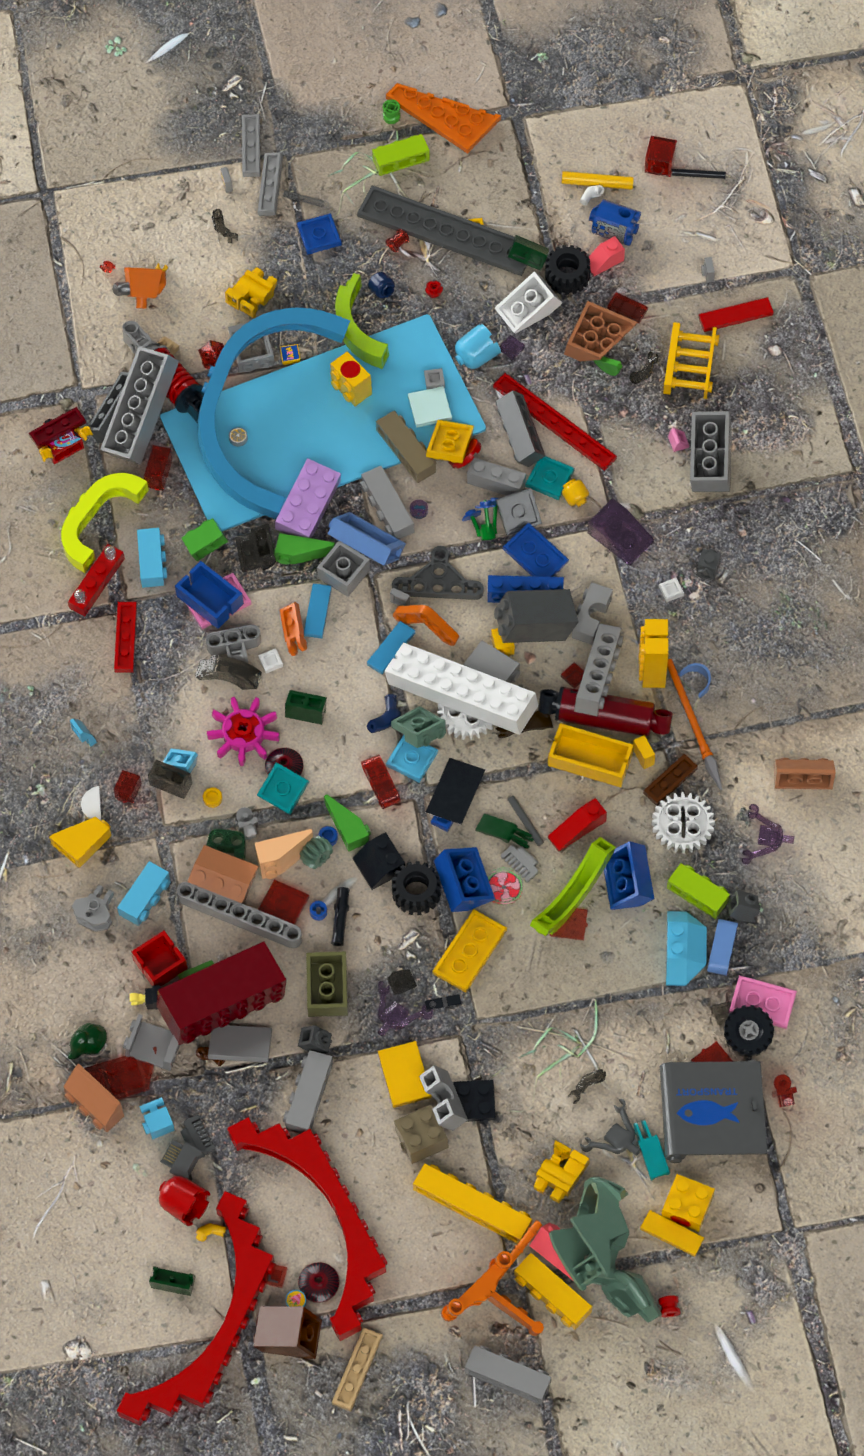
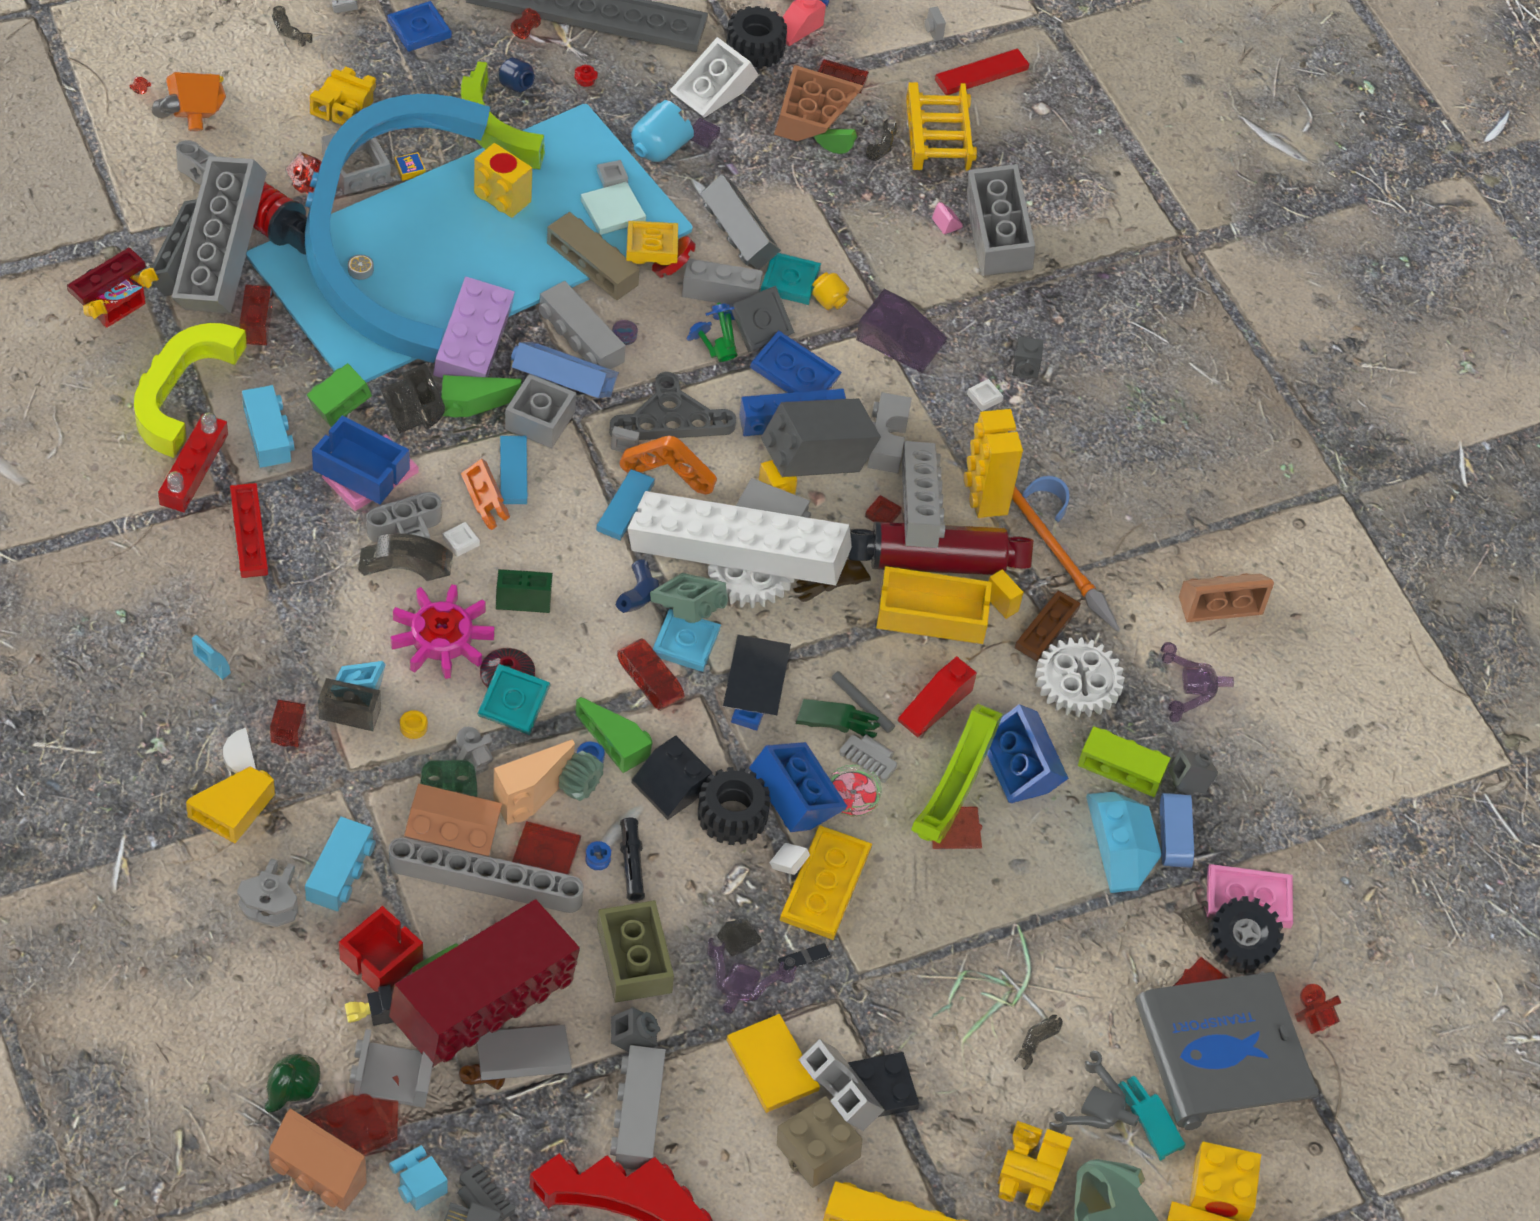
camera: 20 degrees left, 10 degrees down
(447, 931) = (789, 858): none -> white tile
(528, 252) = (701, 21): dark green hinge -> none
(558, 423) = (790, 216): red tile -> none

